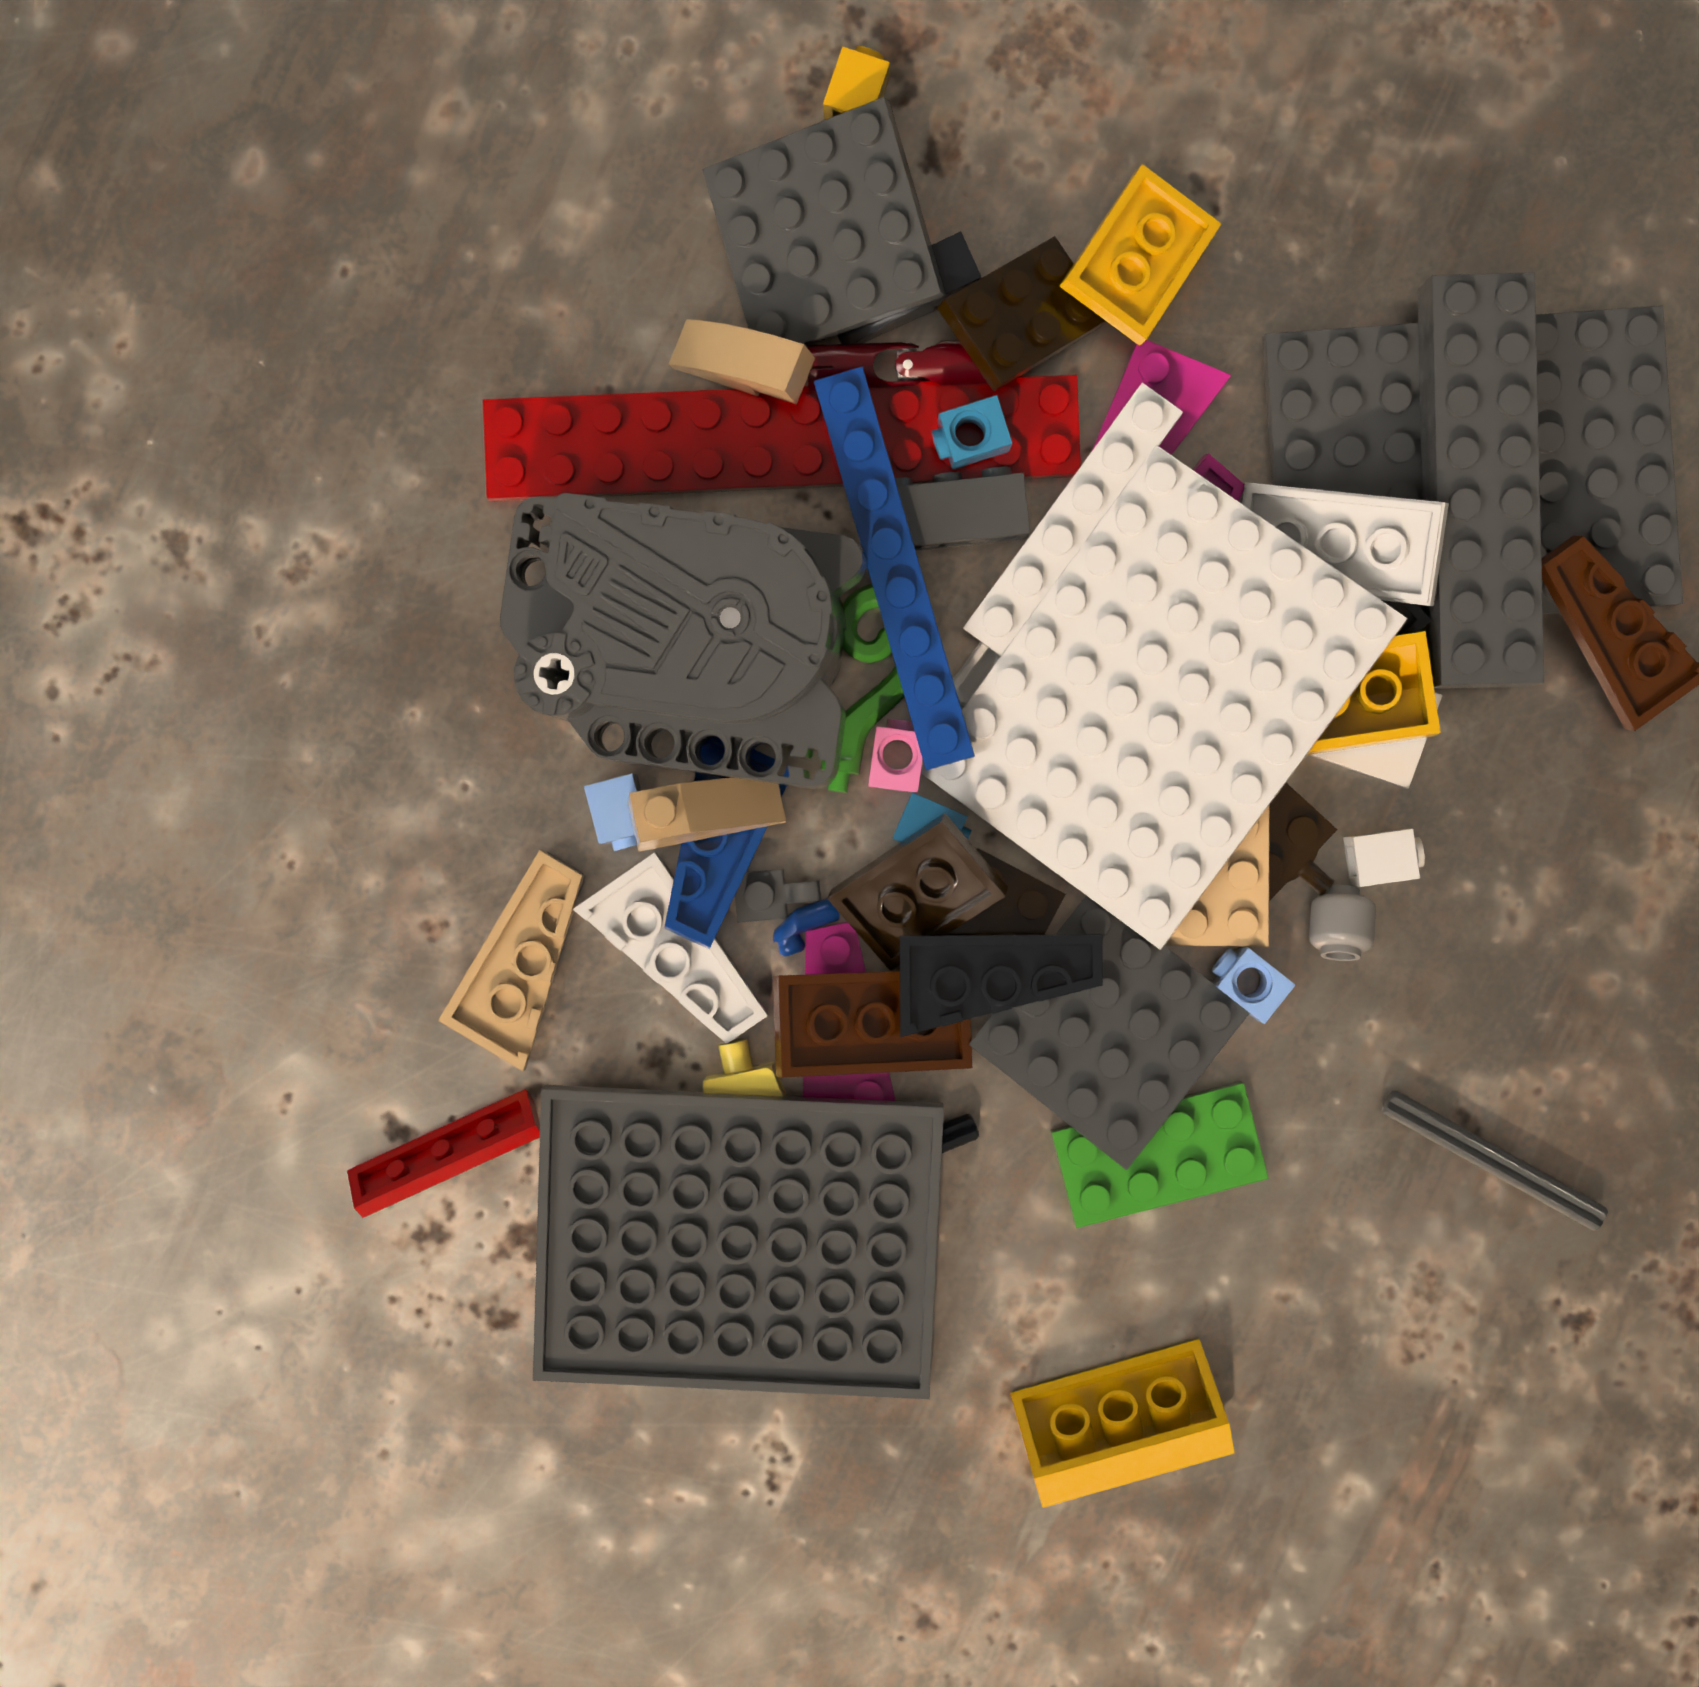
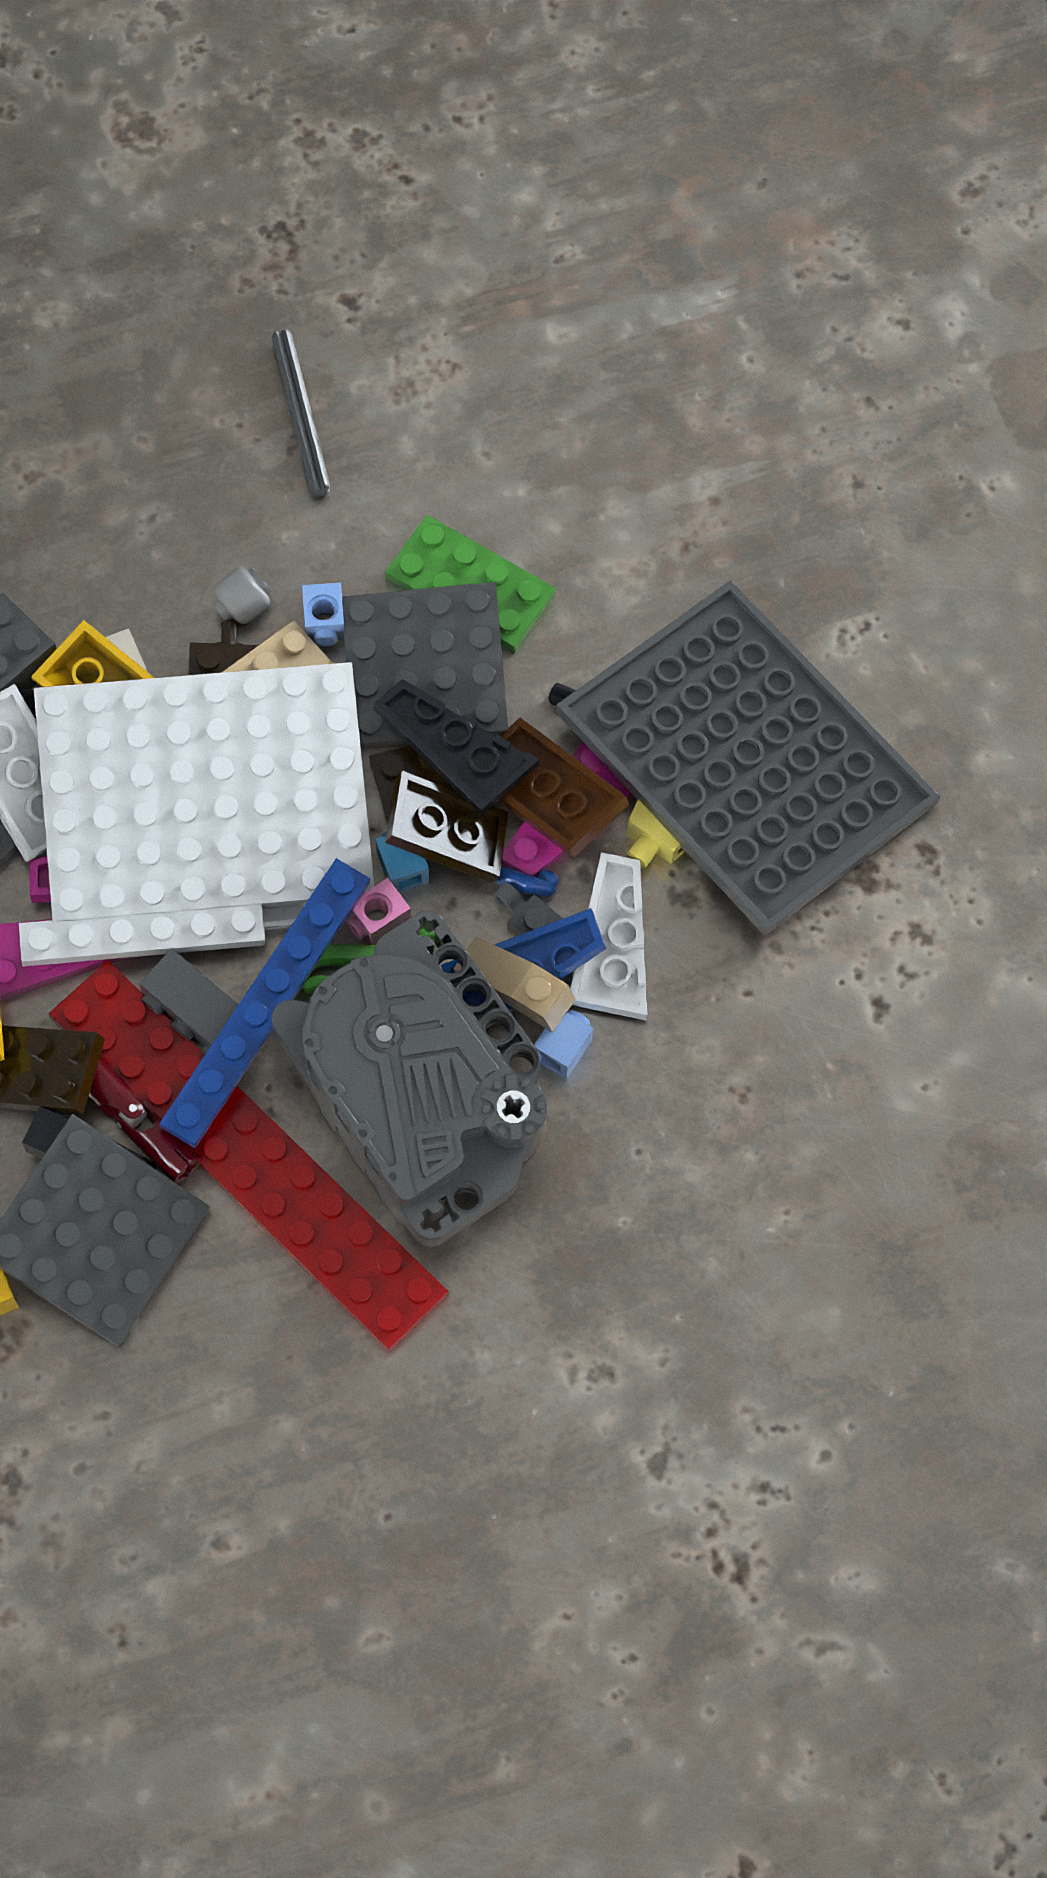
camera: 130 degrees left, 20 degrees down
(444, 1153) = (863, 961): red plate -> none
(514, 970) = (722, 1019): tan wing -> none
(743, 359) = (220, 1208): tan slope -> none
(986, 415) = (133, 1015): dark azure brick -> none
(1122, 1423) = (640, 473): yellow slope -> none
(1383, 857) = (183, 607): white brick -> none

